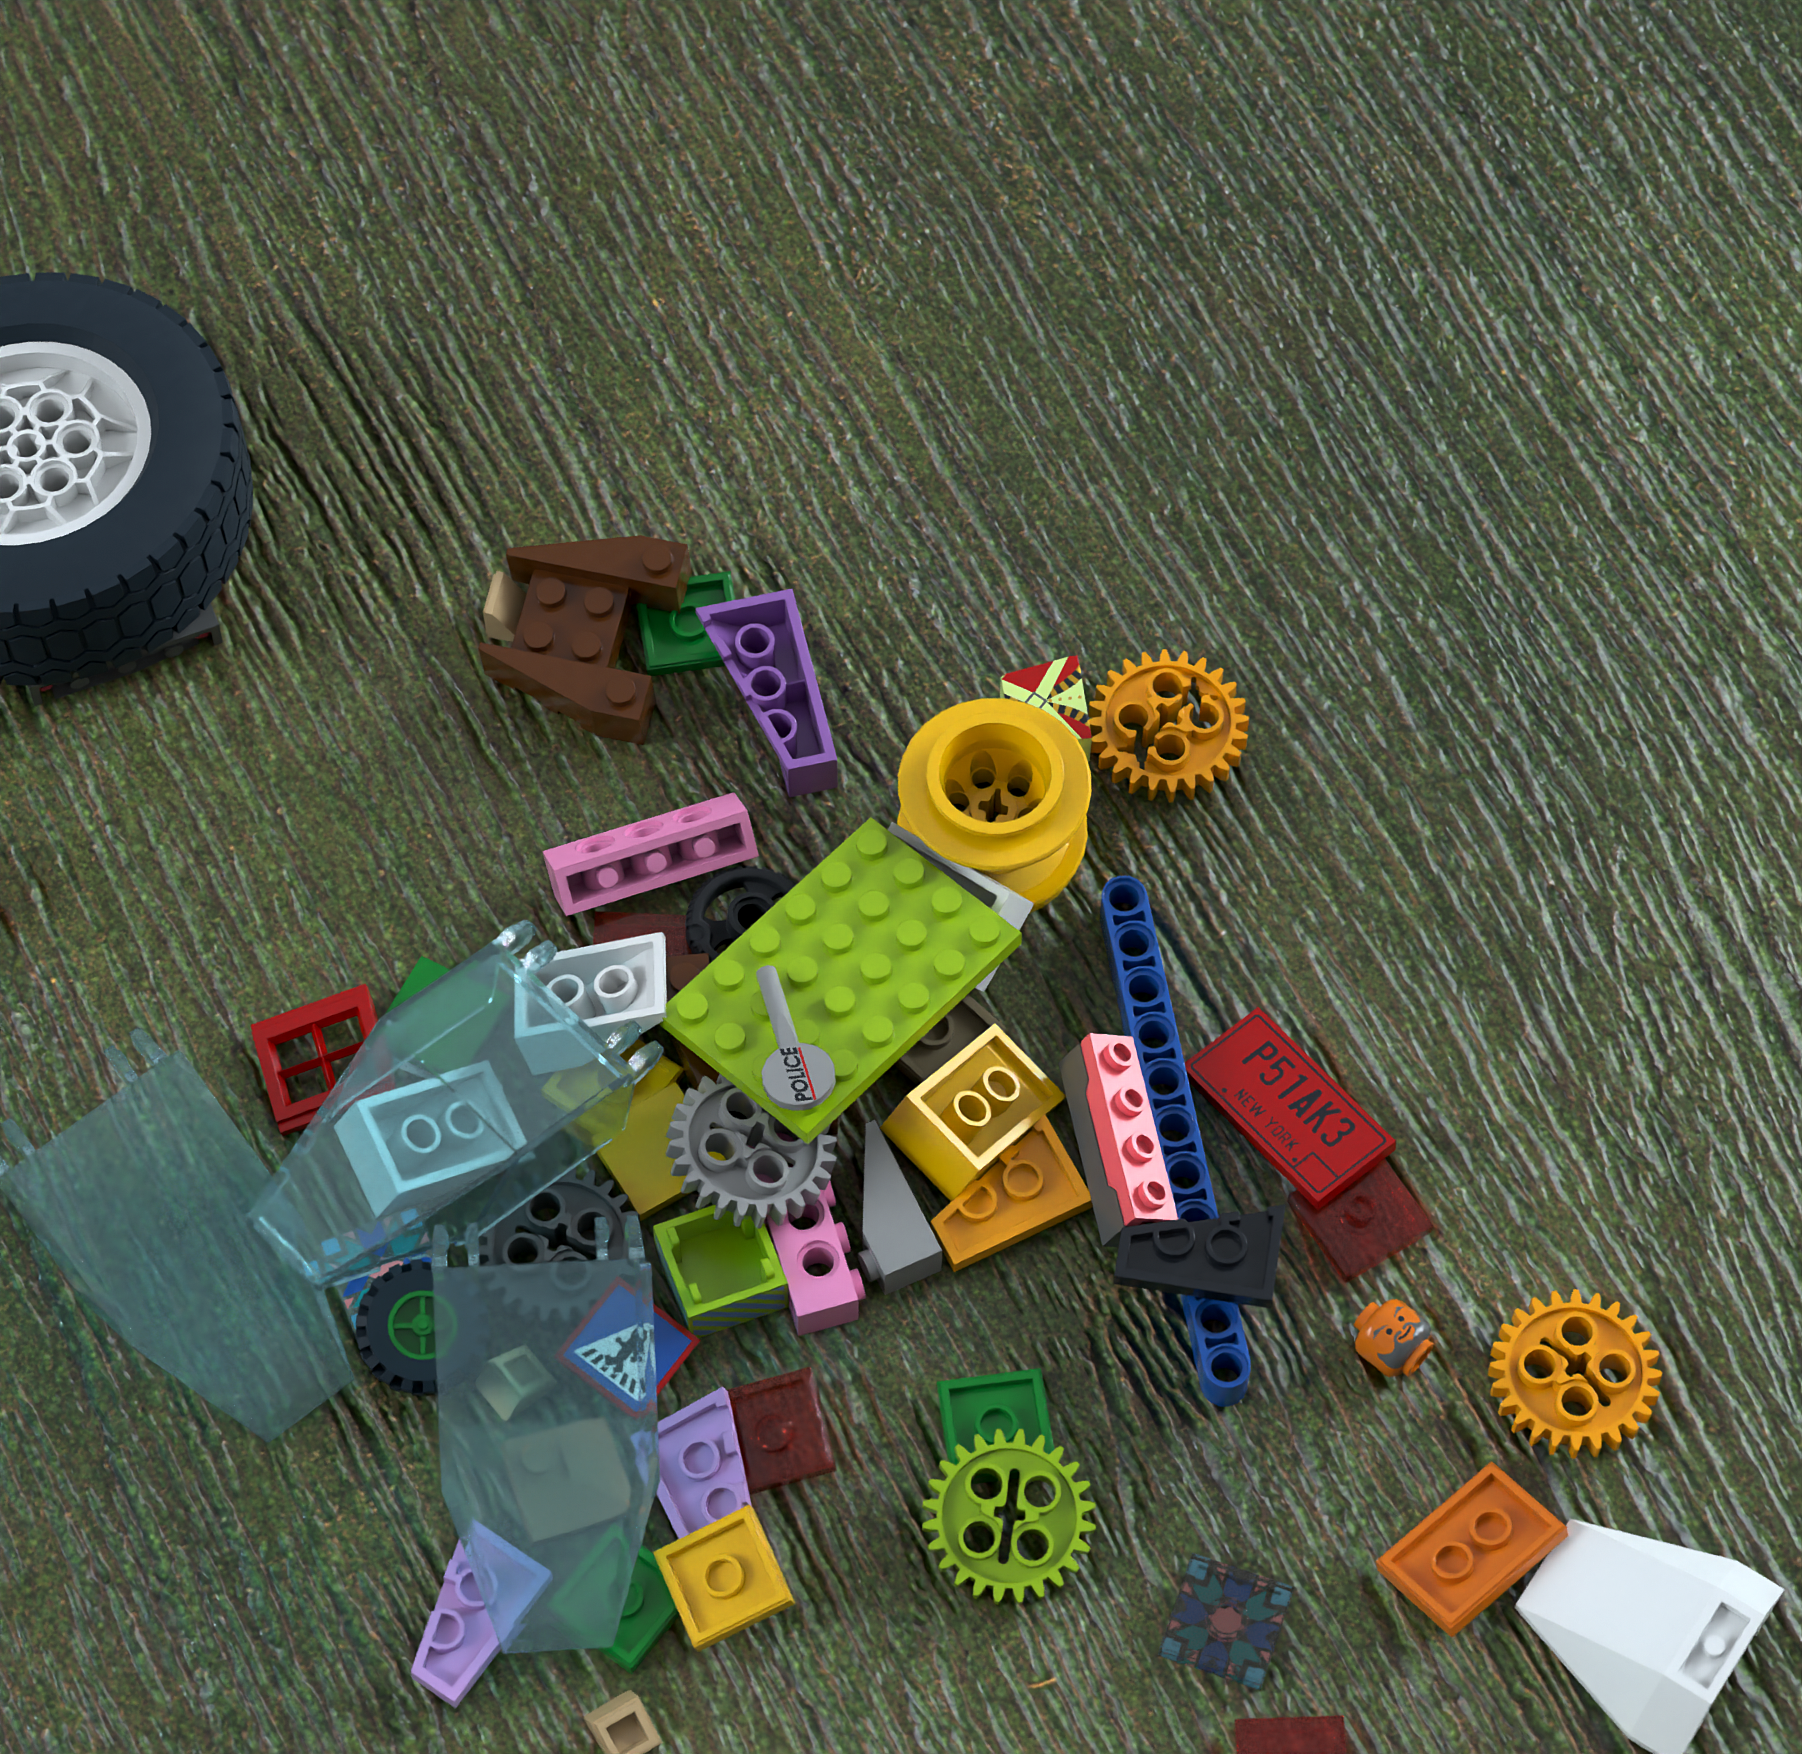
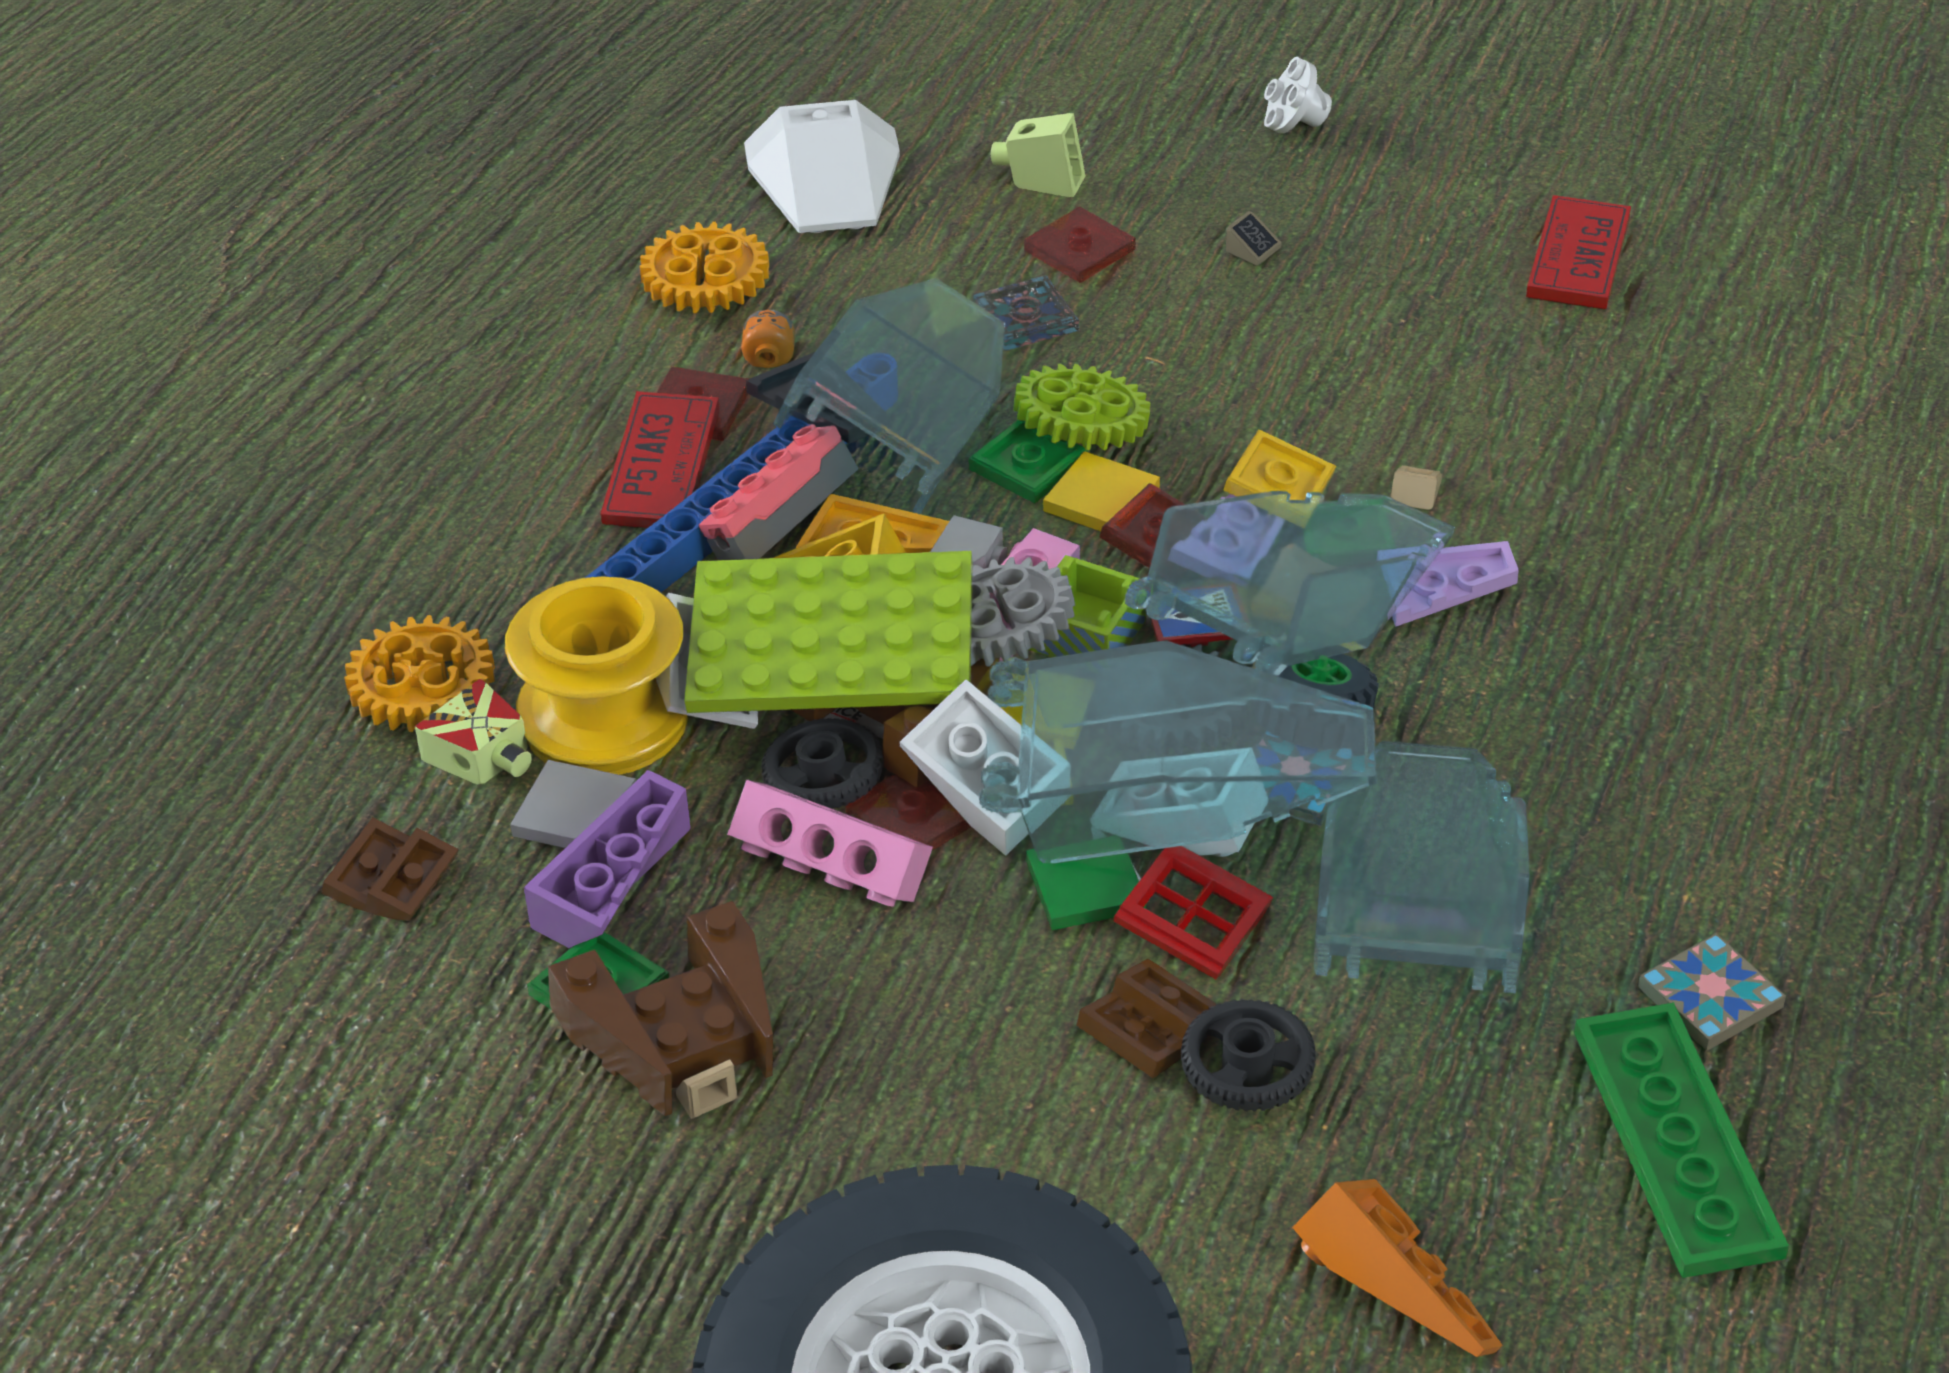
camera: 130 degrees left, 20 degrees down
(147, 945) = (1249, 1054): none -> black wheel
(263, 945) = (1144, 1016): none -> reddish brown slope
(796, 1073) = (934, 563): light grey piece -> none
(879, 721) = (566, 802): none -> light grey tile
(883, 1442) = (1095, 490): none -> yellow tile
(952, 566) = (389, 871): none -> reddish brown slope
(1150, 1341) = (911, 372): none -> clear light blue windscreen
(1471, 1549) = (863, 248): orange tile -> none

